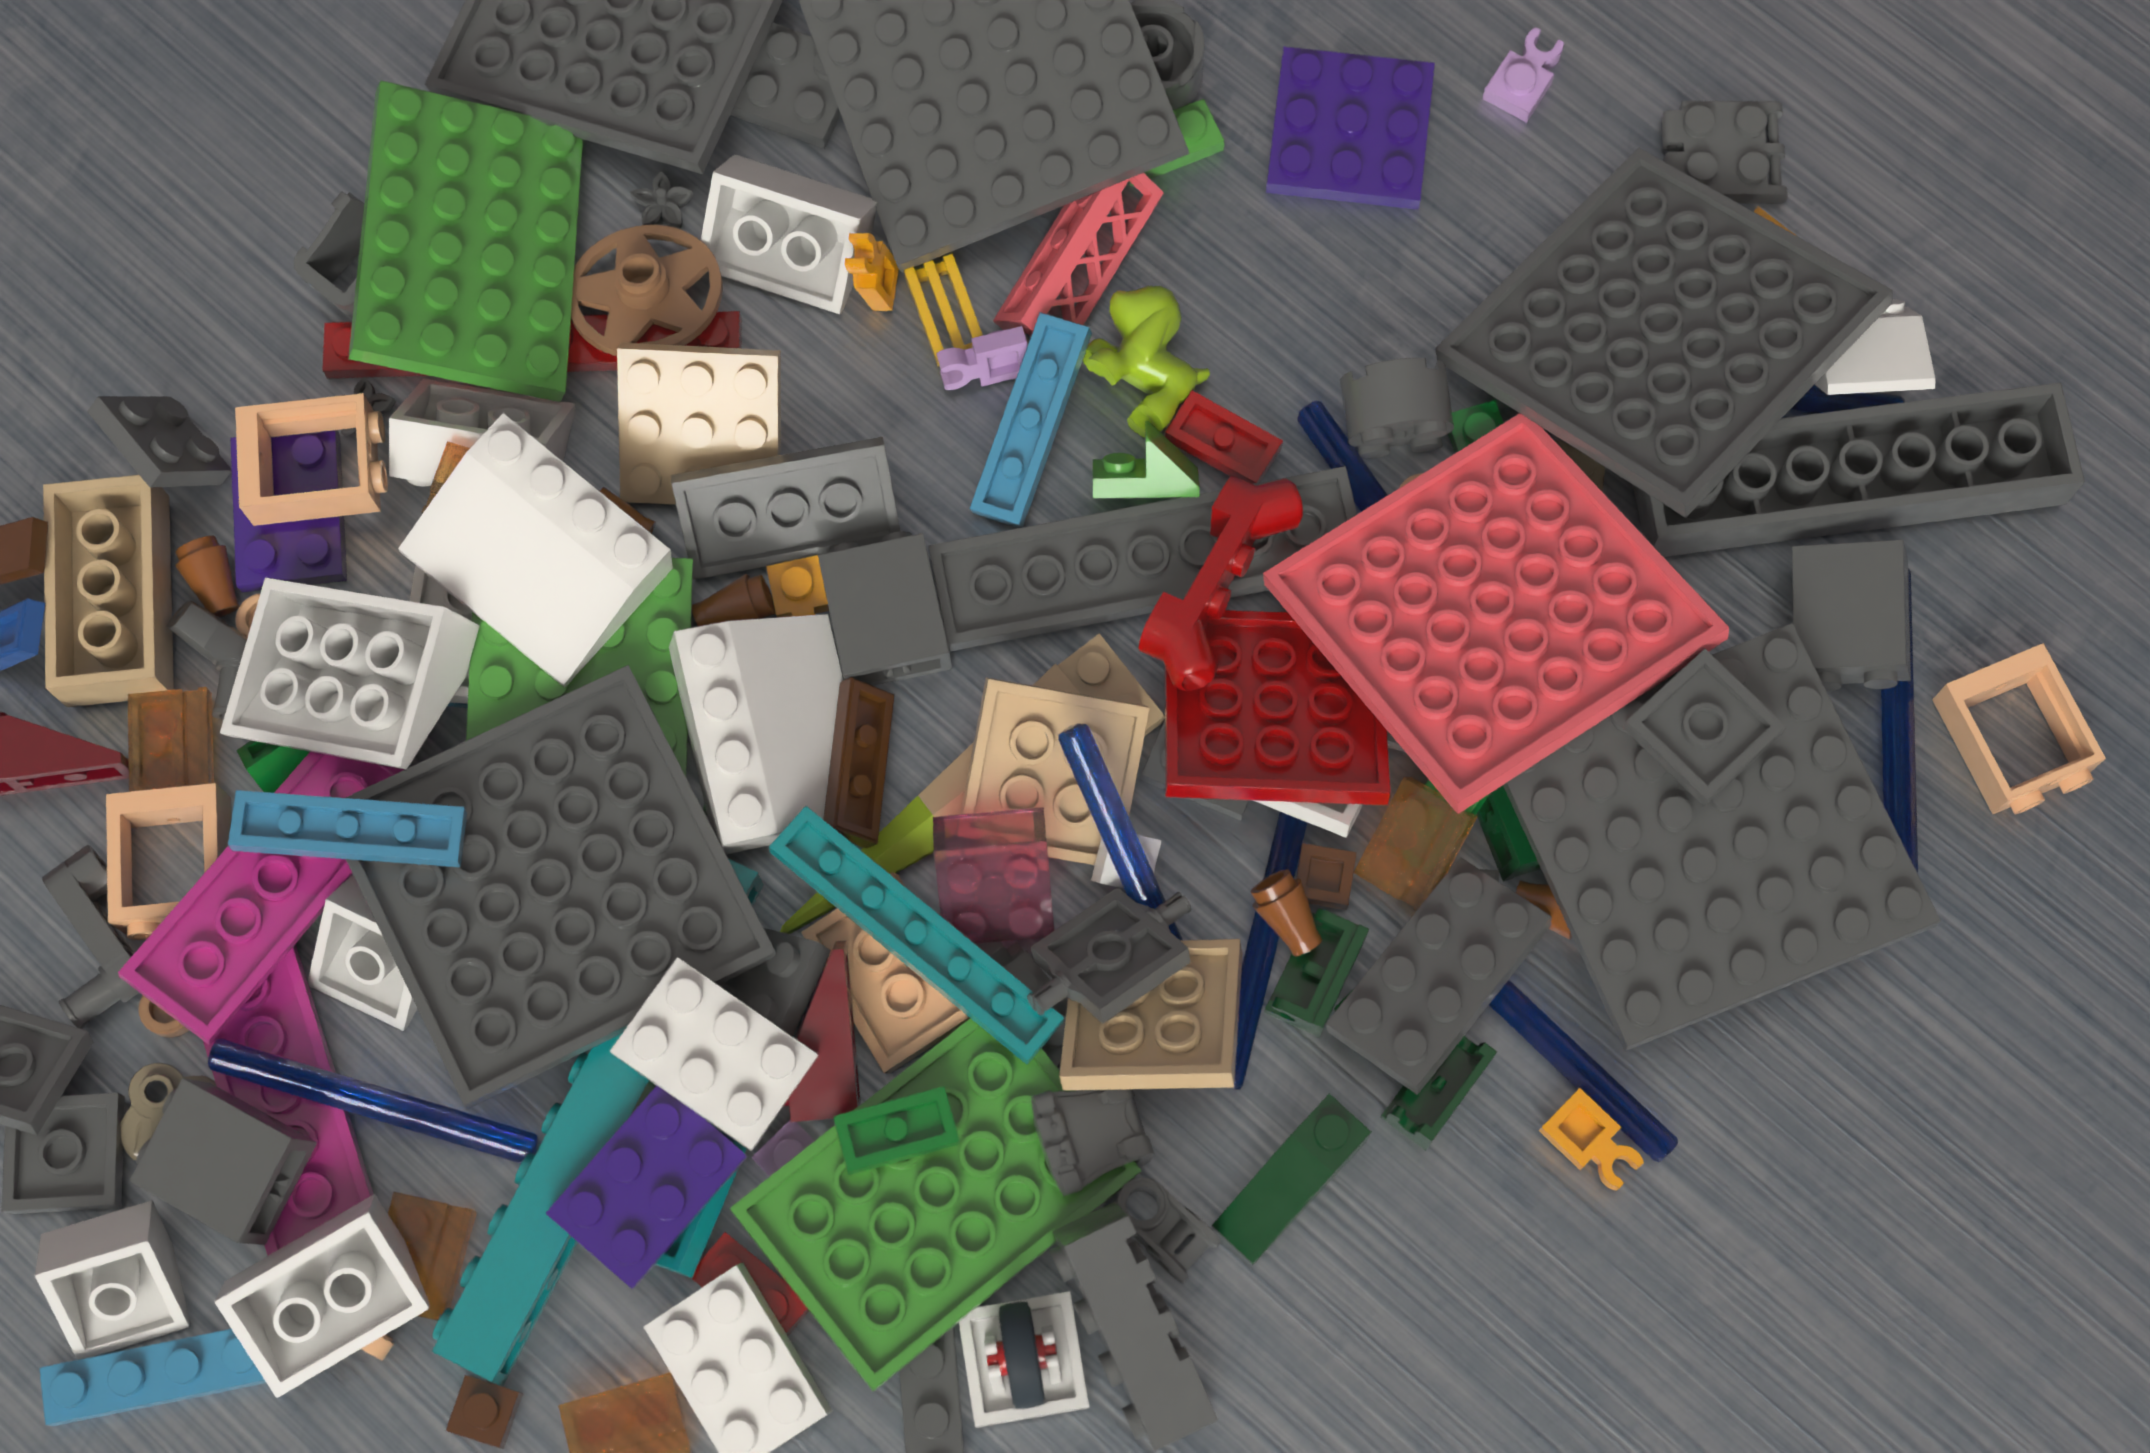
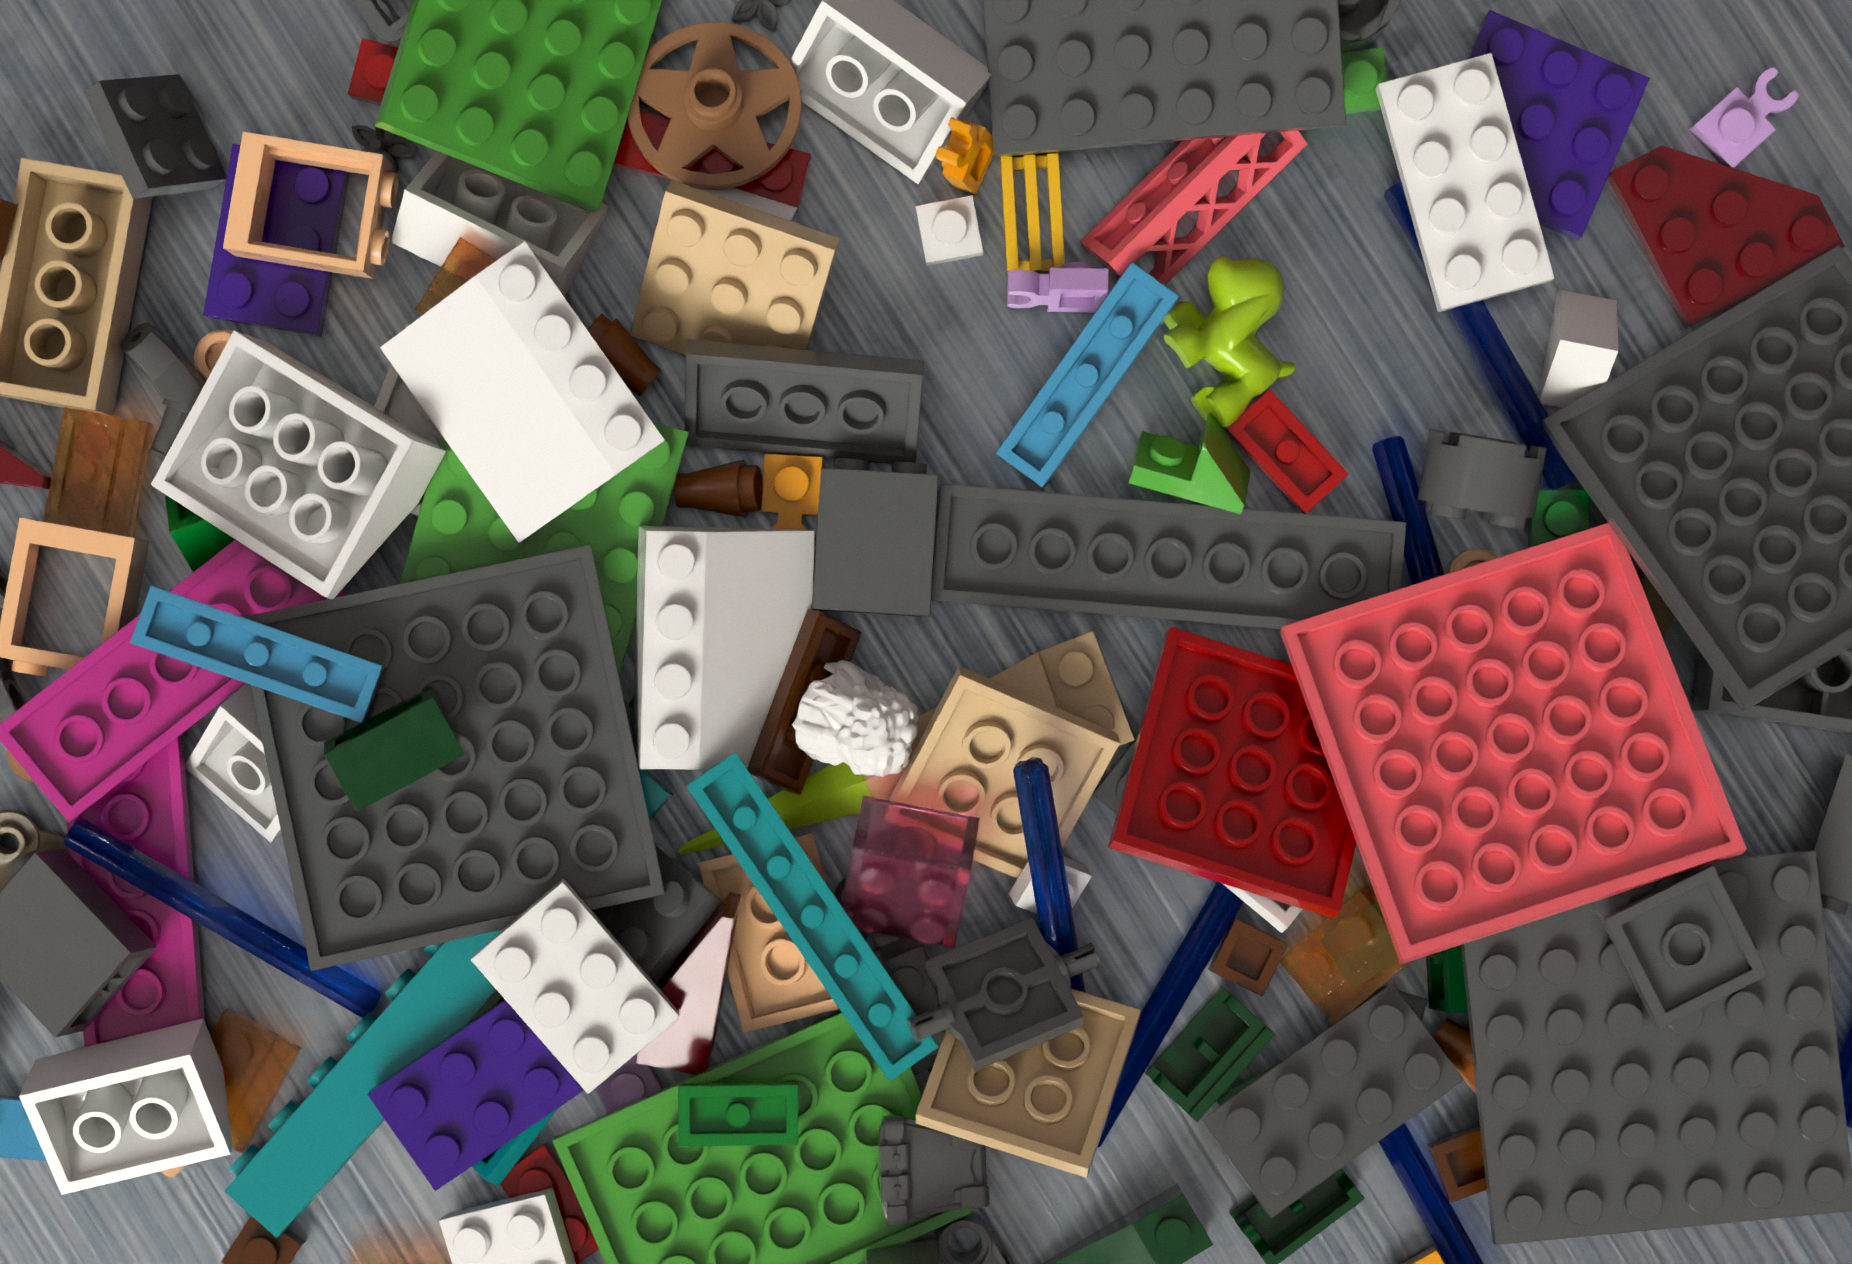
camera: 15 degrees right, 15 degrees up
(208, 573) = (177, 295): dark orange cone -> none
(492, 878) = (393, 749): none -> dark green hinge
(877, 343) = (949, 230): none -> white plate
(909, 759) = (856, 722): none -> white hair
(1238, 518) = (1277, 555): red plate -> none
(1287, 911) = (1197, 987): dark orange cone -> none
(1306, 179) = (1464, 182): none -> white plate
(1352, 292) = (1495, 360): none -> clear blue axle
(1447, 289) = (1578, 348): none -> white slope
(1531, 165) = (1718, 228): none -> dark red plate
(1576, 1005) = (1460, 1163): none -> reddish brown plate

